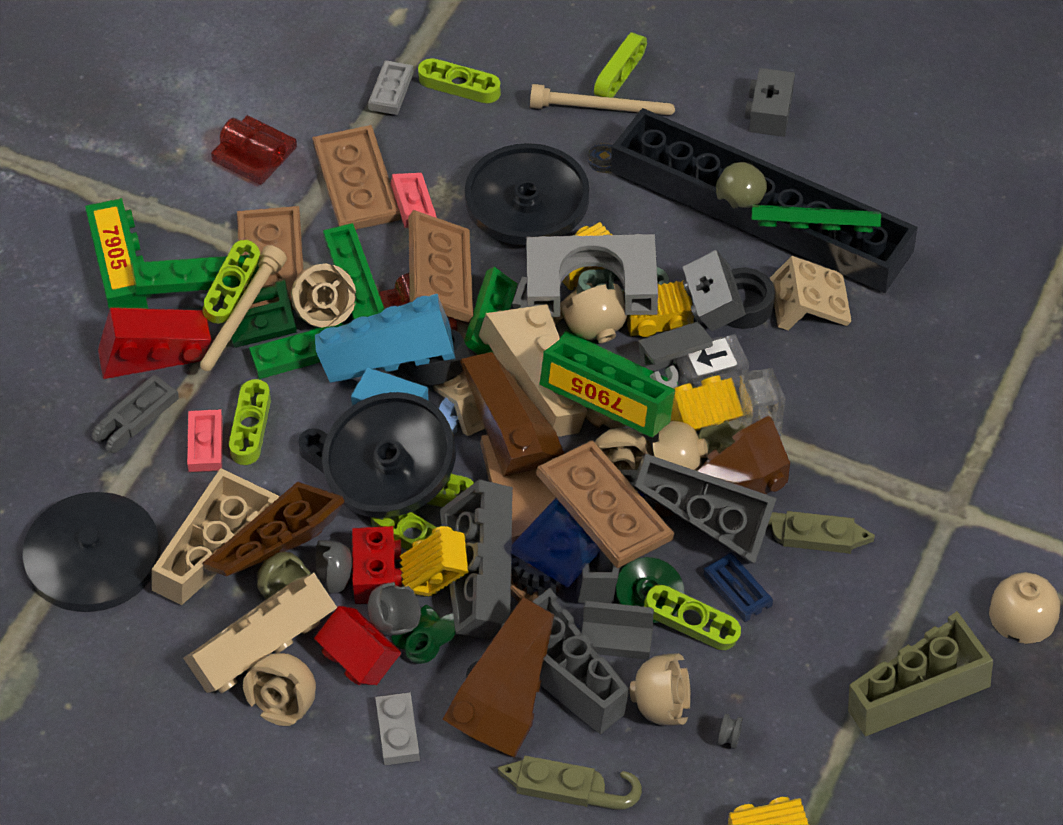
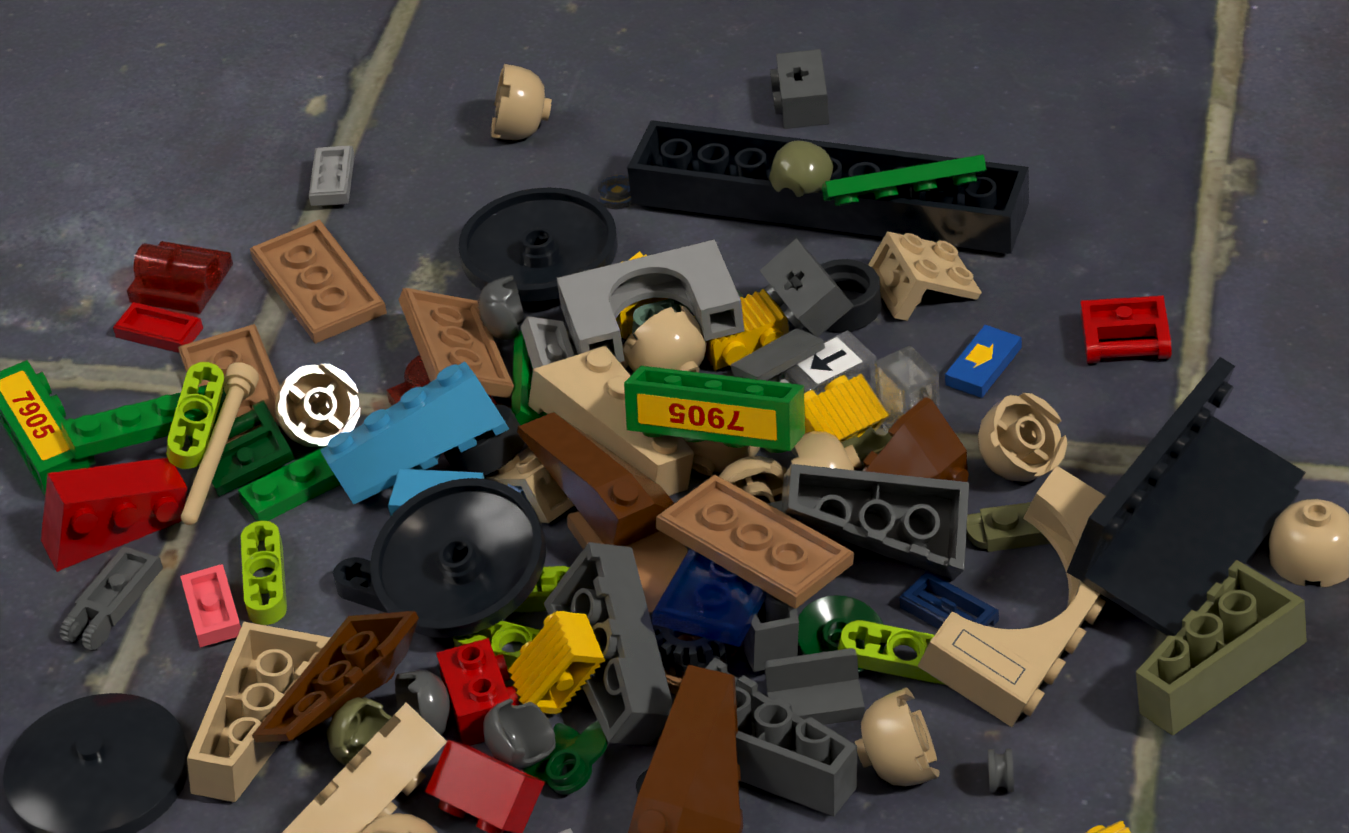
camera: 10 degrees left, 10 degrees down
(227, 188) = (157, 327): none -> red tile
(348, 255) = (327, 347): green plate -> none
(411, 195) = (388, 278): coral plate -> none
(433, 73) = (437, 152): lime beam -> none
(482, 246) = (501, 308): none -> dark grey hair
(507, 287) = (546, 341): none -> light grey plate
(543, 97) = (523, 144): tan piece -> none
(549, 61) = (519, 104): none -> tan cylinder
(620, 65) = (606, 93): lime beam -> none
(761, 650) = (1007, 666): none -> tan arch
(832, 382) = (983, 361): none -> blue tile
(835, 463) = (1021, 438): none -> tan cylinder
(934, 561) = (1184, 512): none -> black piece
(952, 376) = (1125, 319): none -> red plate

